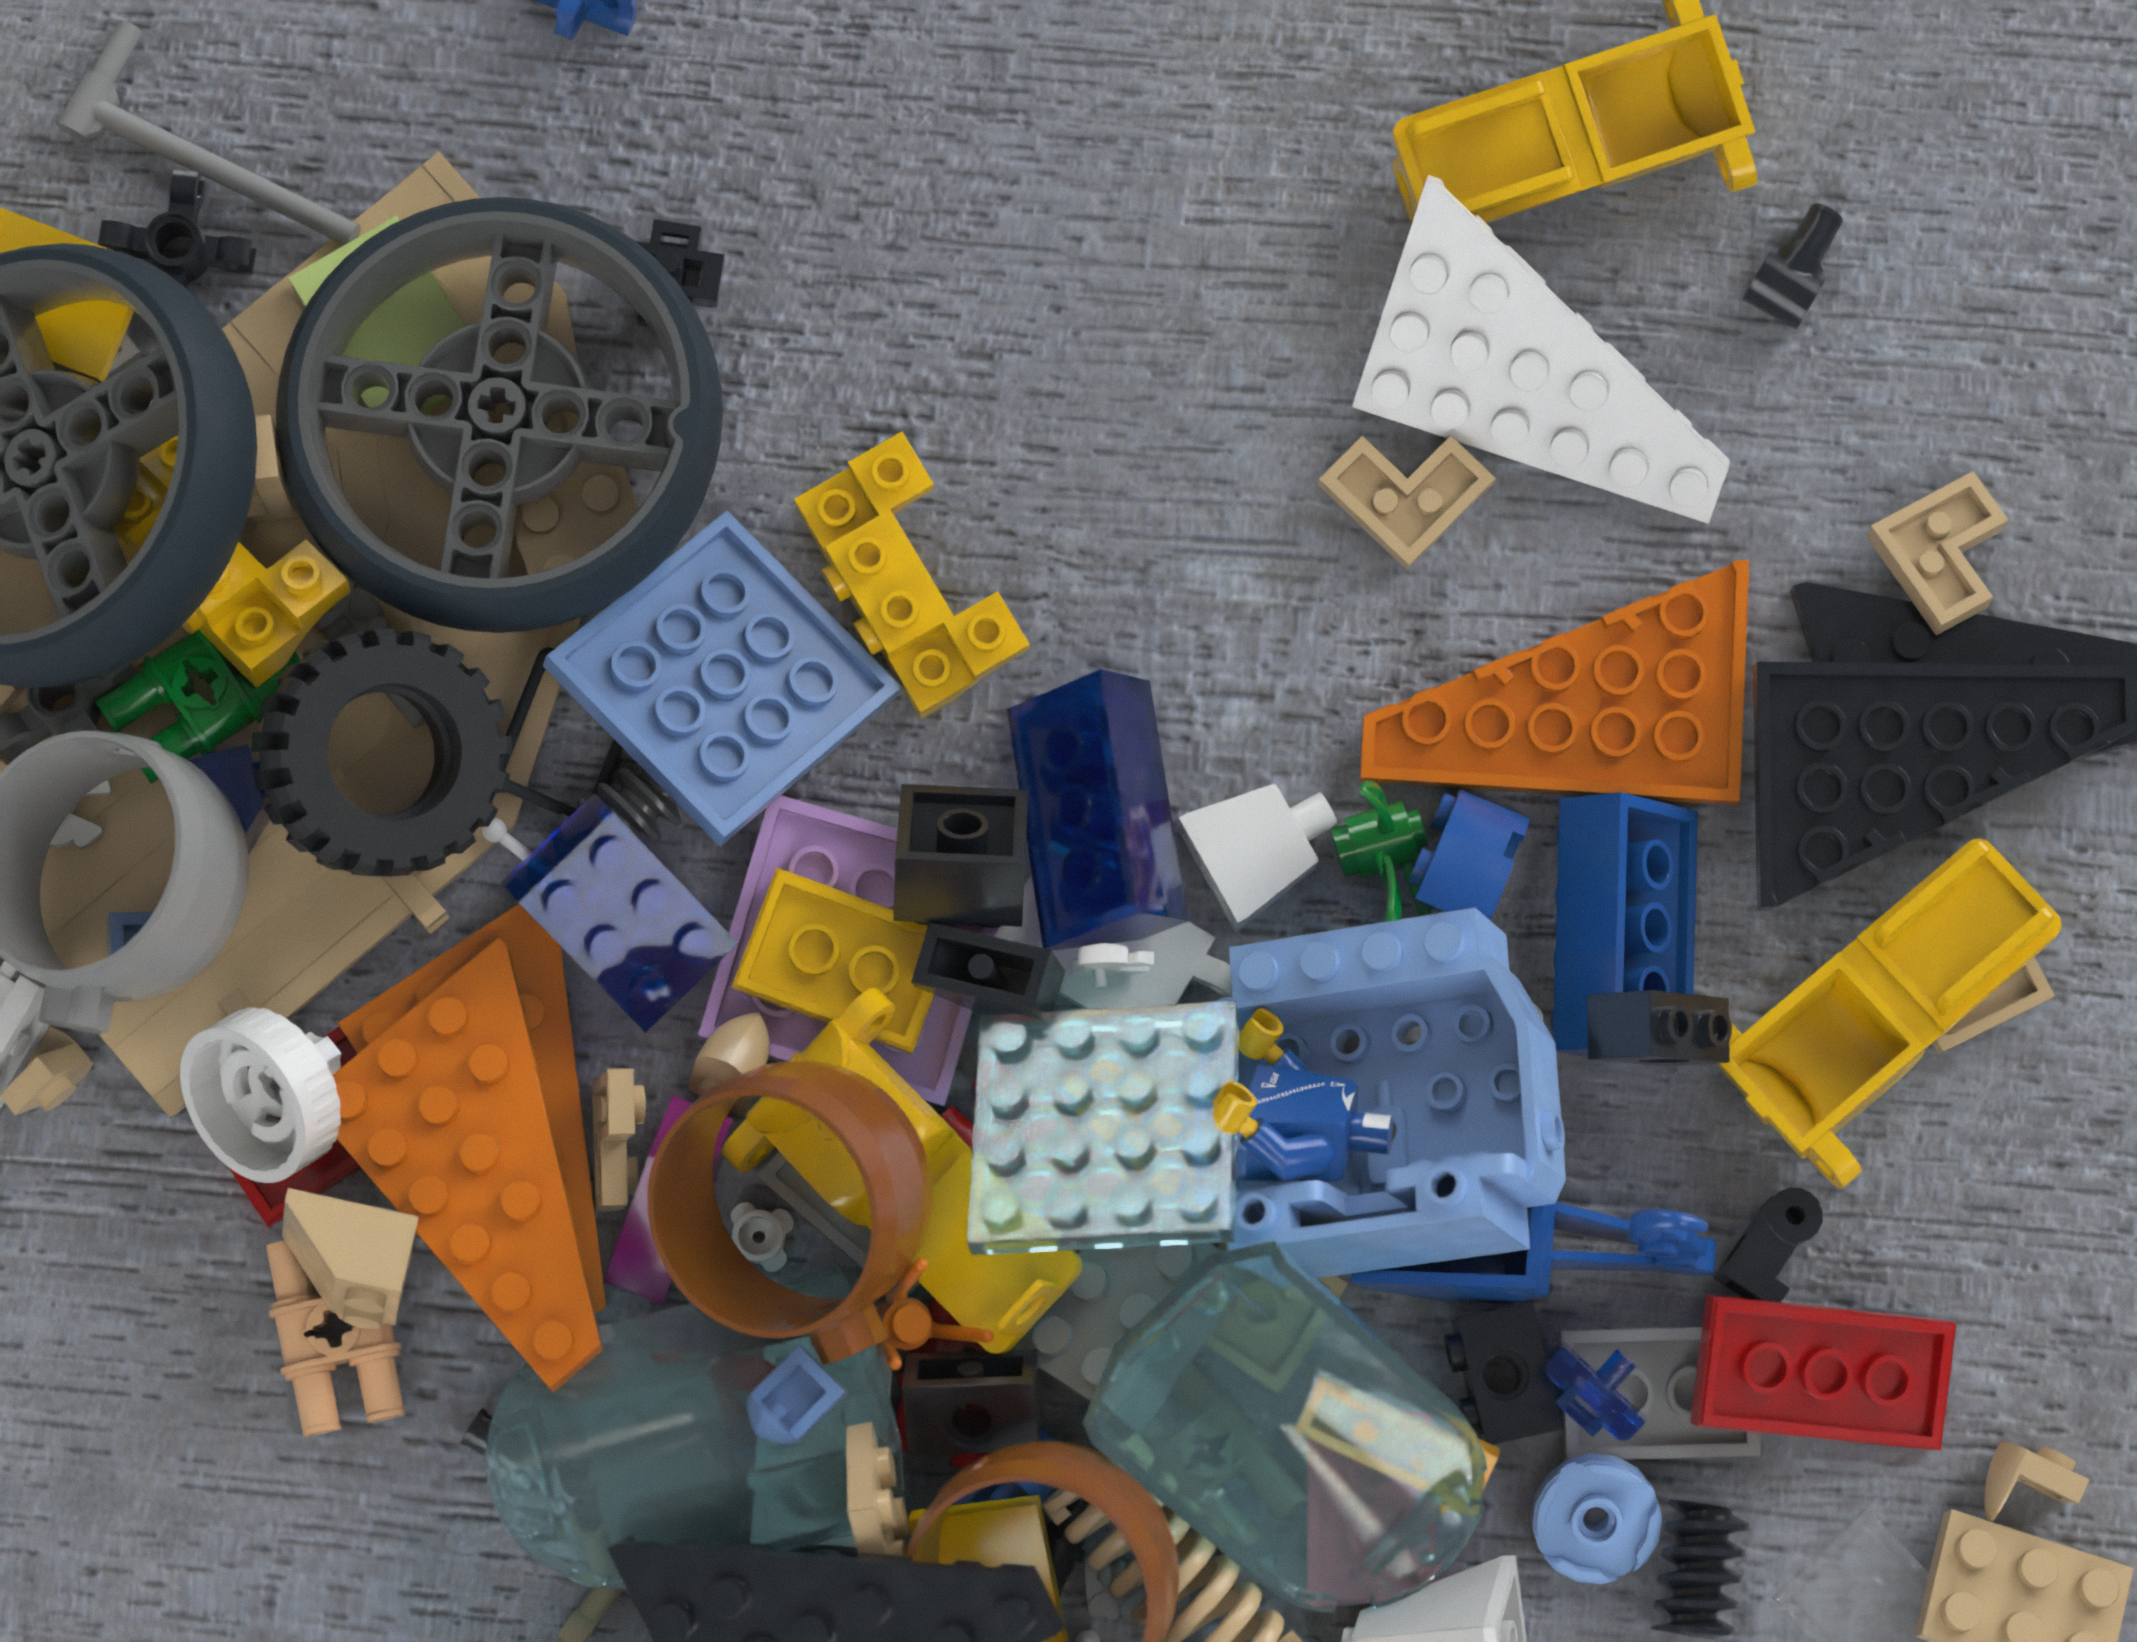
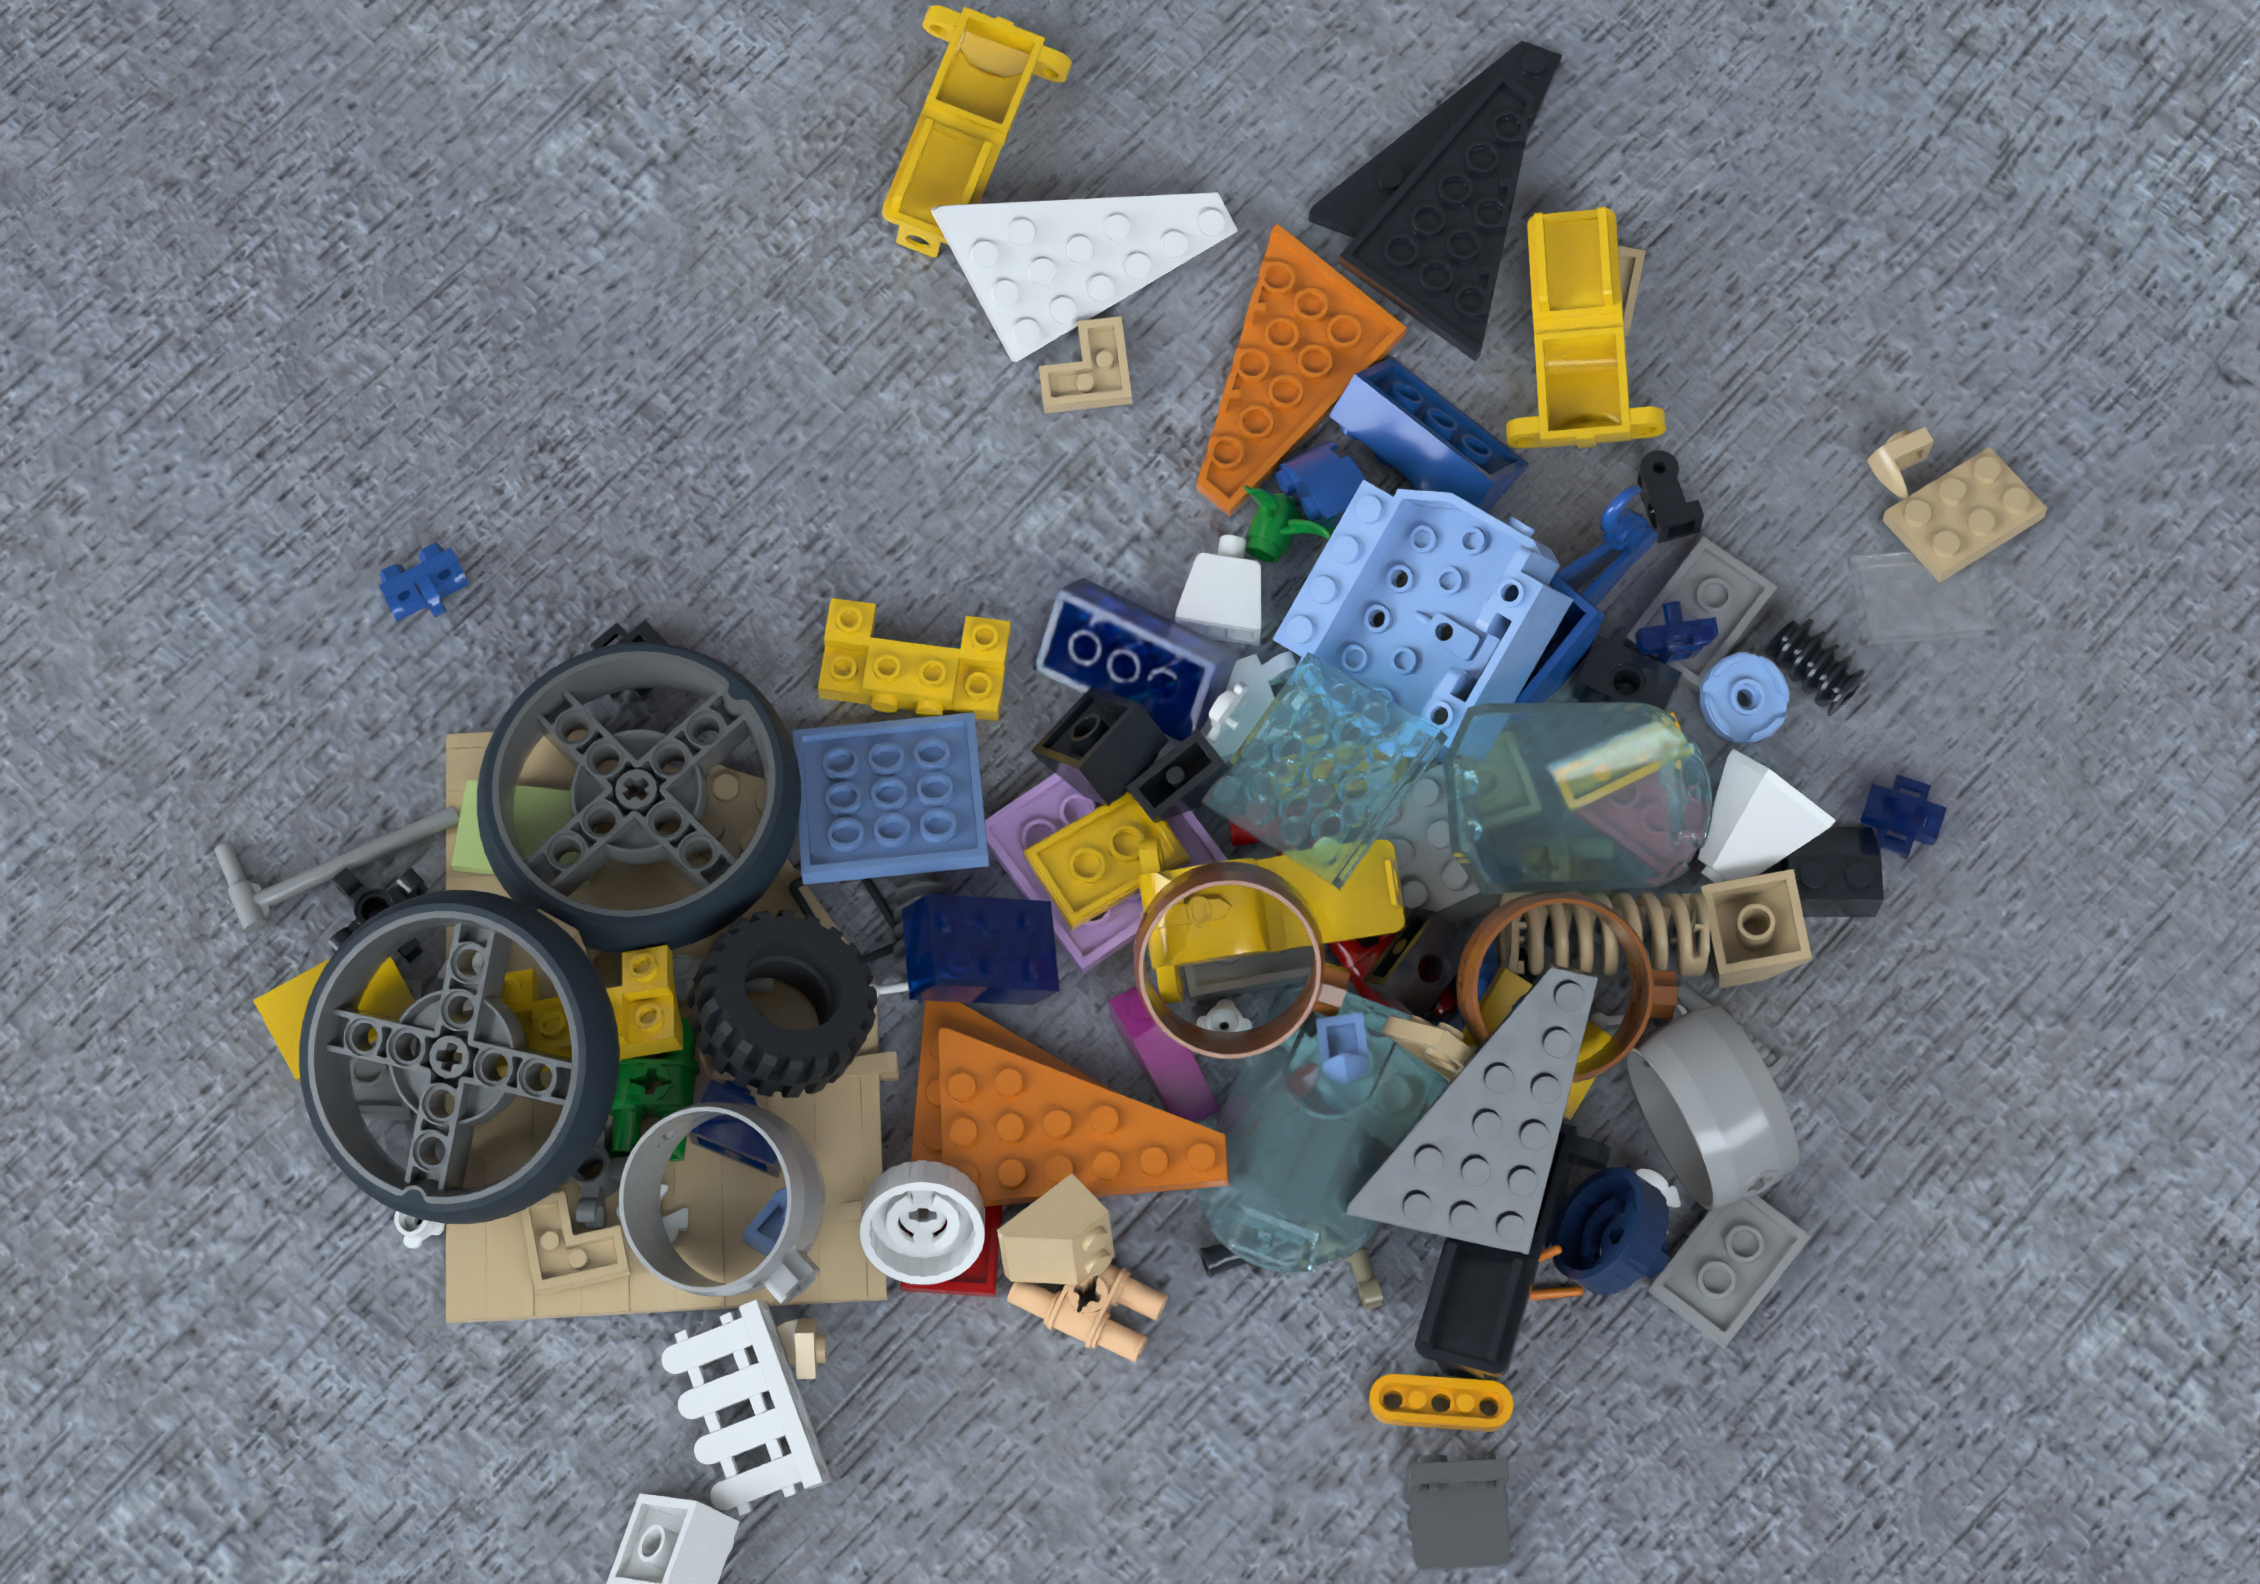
camera: 45 degrees left, 10 degrees down
(615, 1112) = (1089, 1047): tan plate -> none
(729, 1052) = (1112, 961): tan plate -> none
(910, 1322) = (1350, 959): orange plant -> none
(1292, 1118) = (1404, 664): blue torso -> none
(1658, 1028) = (1503, 449): black brick -> none
(1791, 276) = (1135, 88): black pin -> none
(1823, 1372) = (1757, 518): red tile -> none
(1926, 548) = (1346, 132): tan plate -> none

